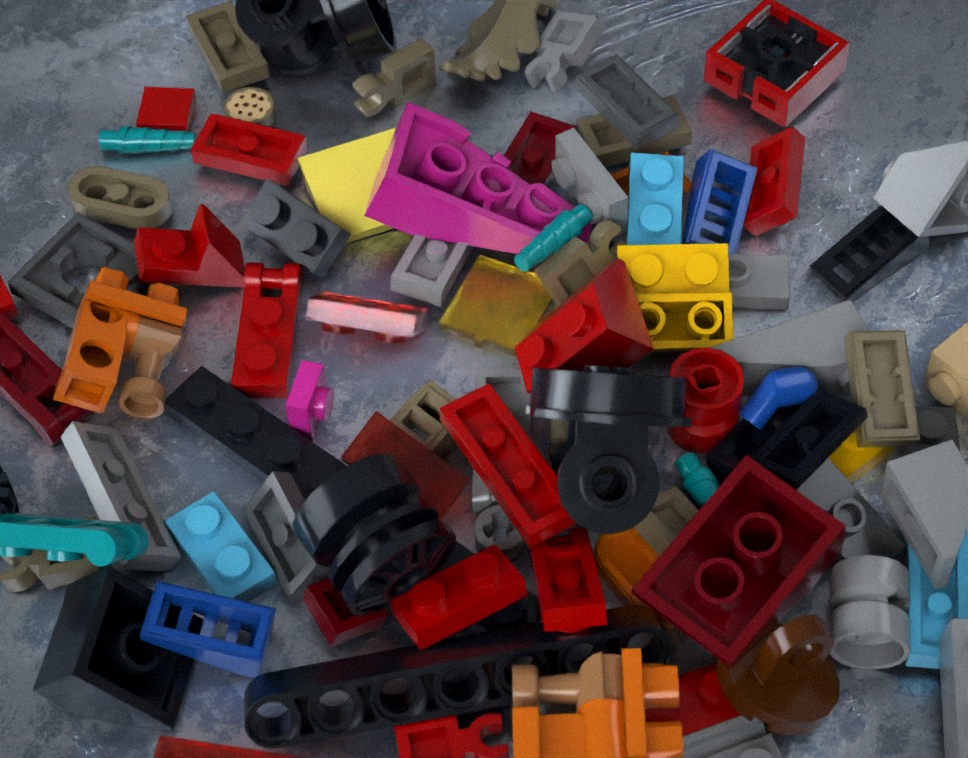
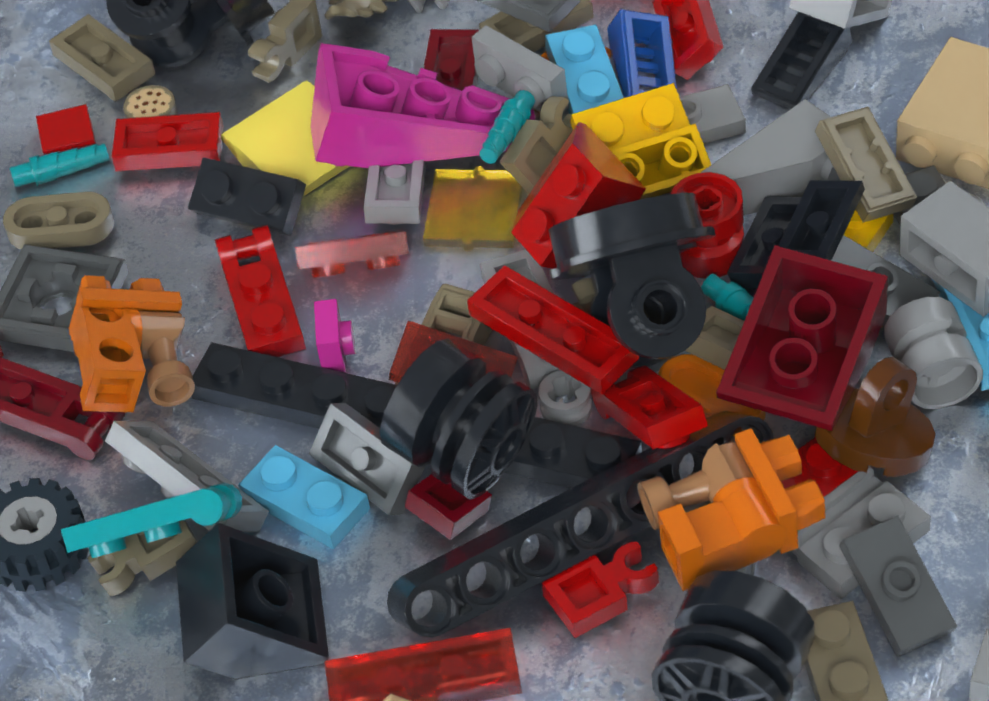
camera: 15 degrees left, 5 degrees down
(197, 256) = (154, 251): red slope -> none
(203, 647) = (352, 538): blue slope -> none
(458, 596) = (556, 453): red plate -> none
(777, 390) = (773, 192): blue arm -> none

